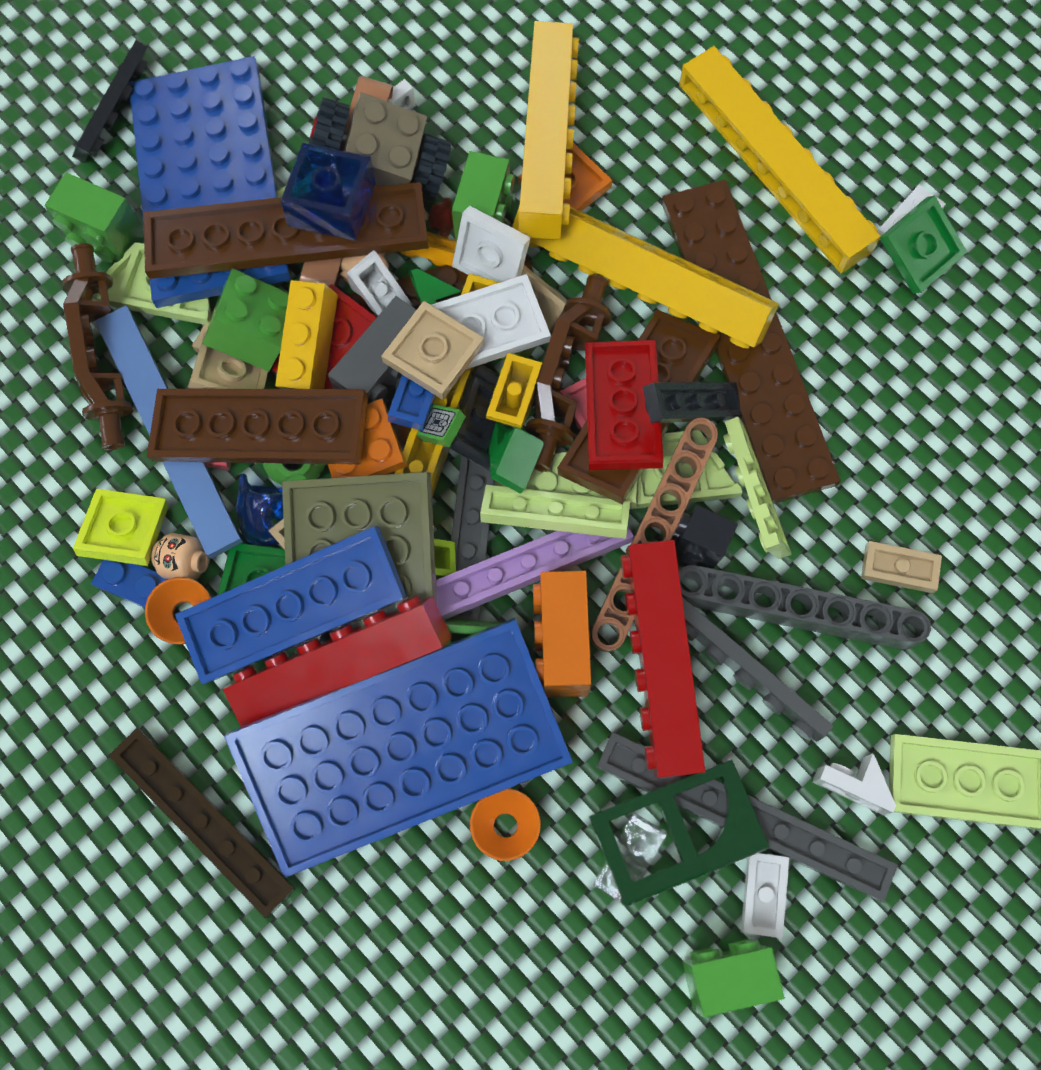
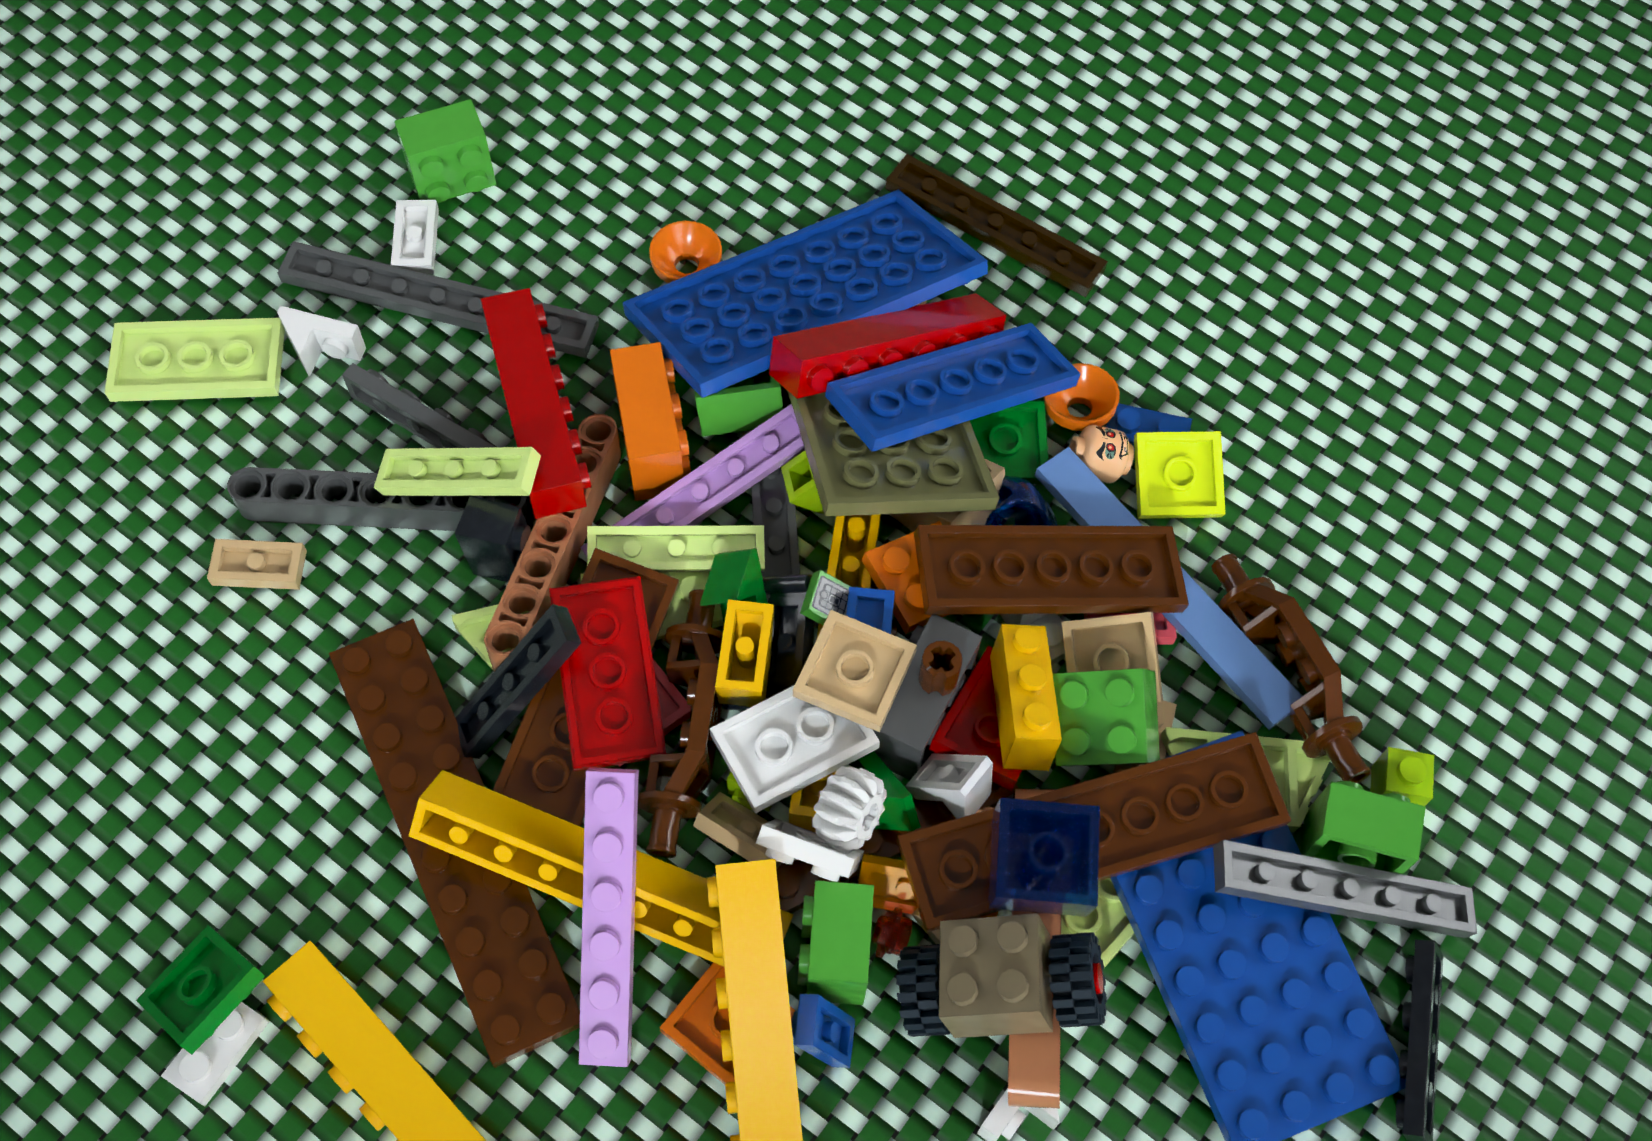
camera: 165 degrees right, 10 degrees down
(47, 259) = (1404, 774): none -> lime brick
(132, 180) = (1343, 889): none -> plate
(367, 339) = (940, 667): none -> reddish brown piece
(458, 258) = (849, 808): none -> white gear
(510, 143) = (823, 1030): none -> blue plate
(638, 847) = (556, 252): clear slope -> none
(639, 228) = (608, 917): none -> lavender plate
(733, 578) = (458, 471): none -> yellowish green plate
(738, 839) = (444, 269): dark green window -> none
(759, 501) = (429, 606): yellowish green wing -> none

